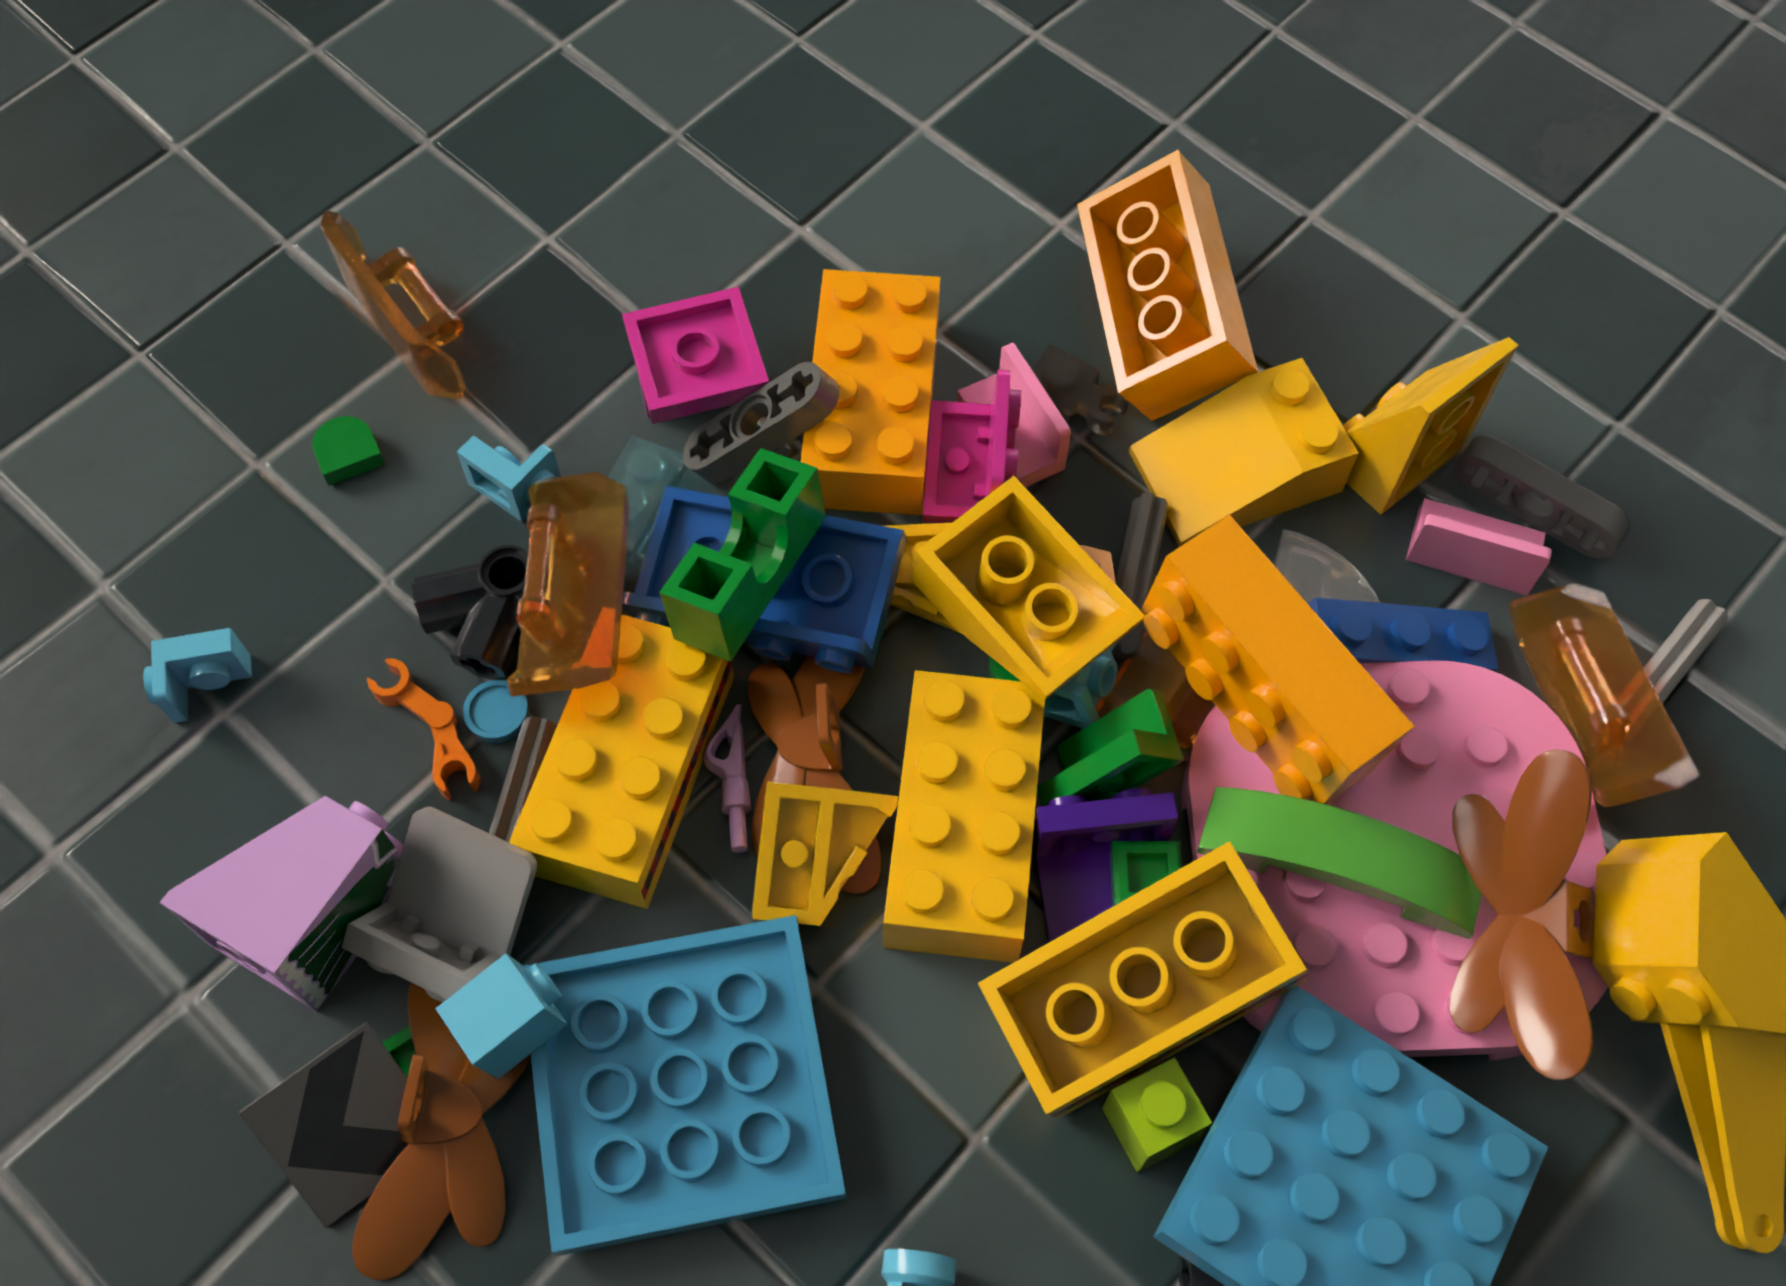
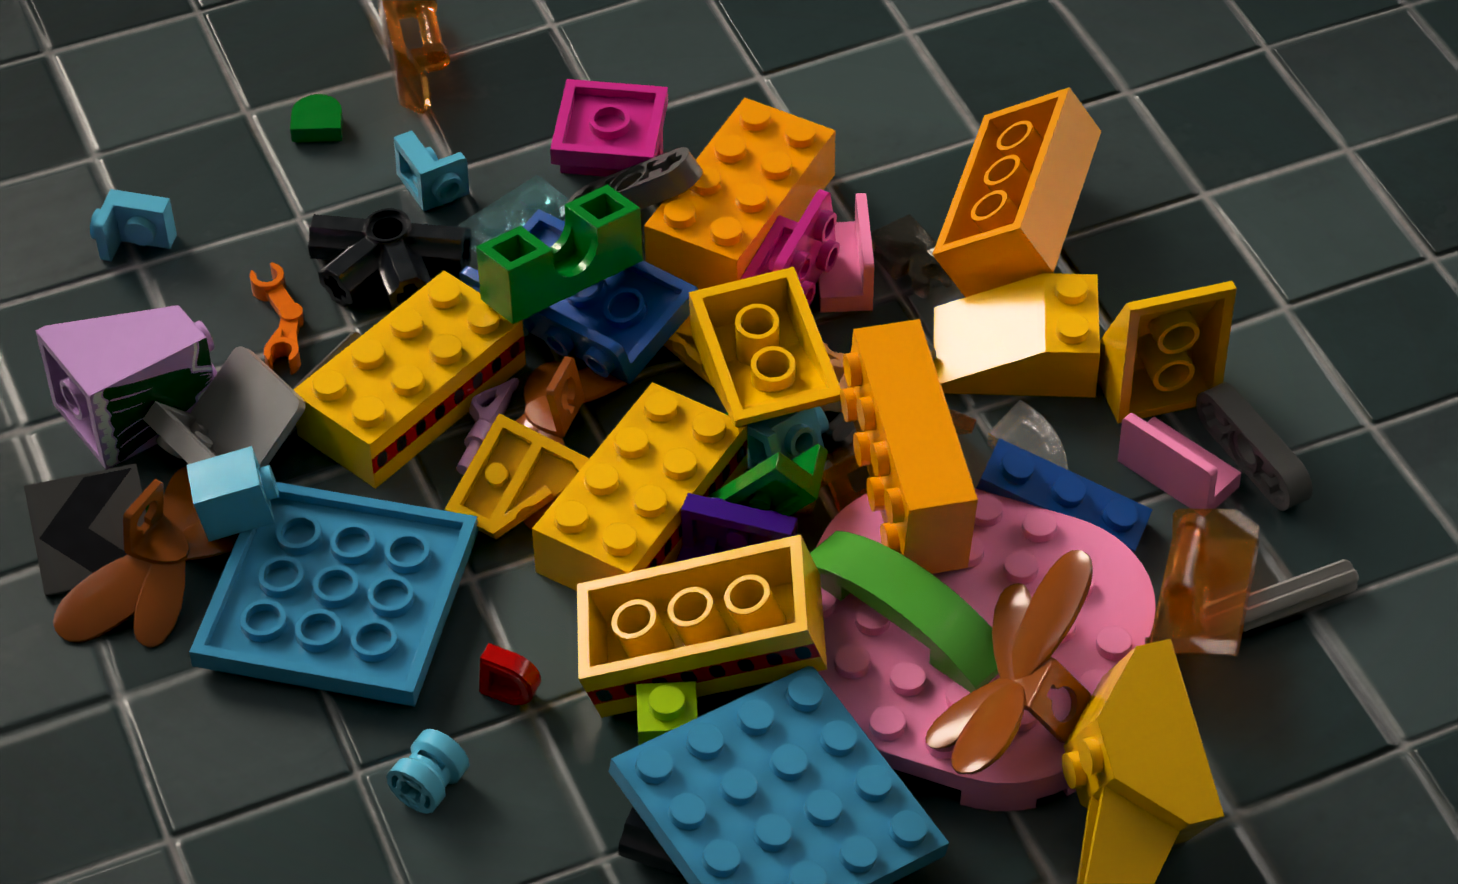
camera: 25 degrees right, 15 degrees down
(493, 713) = (333, 324): dark azure piece -> none
(572, 584) = (427, 236): clear orange piece -> none
(939, 1119) = (507, 676): none -> red tile

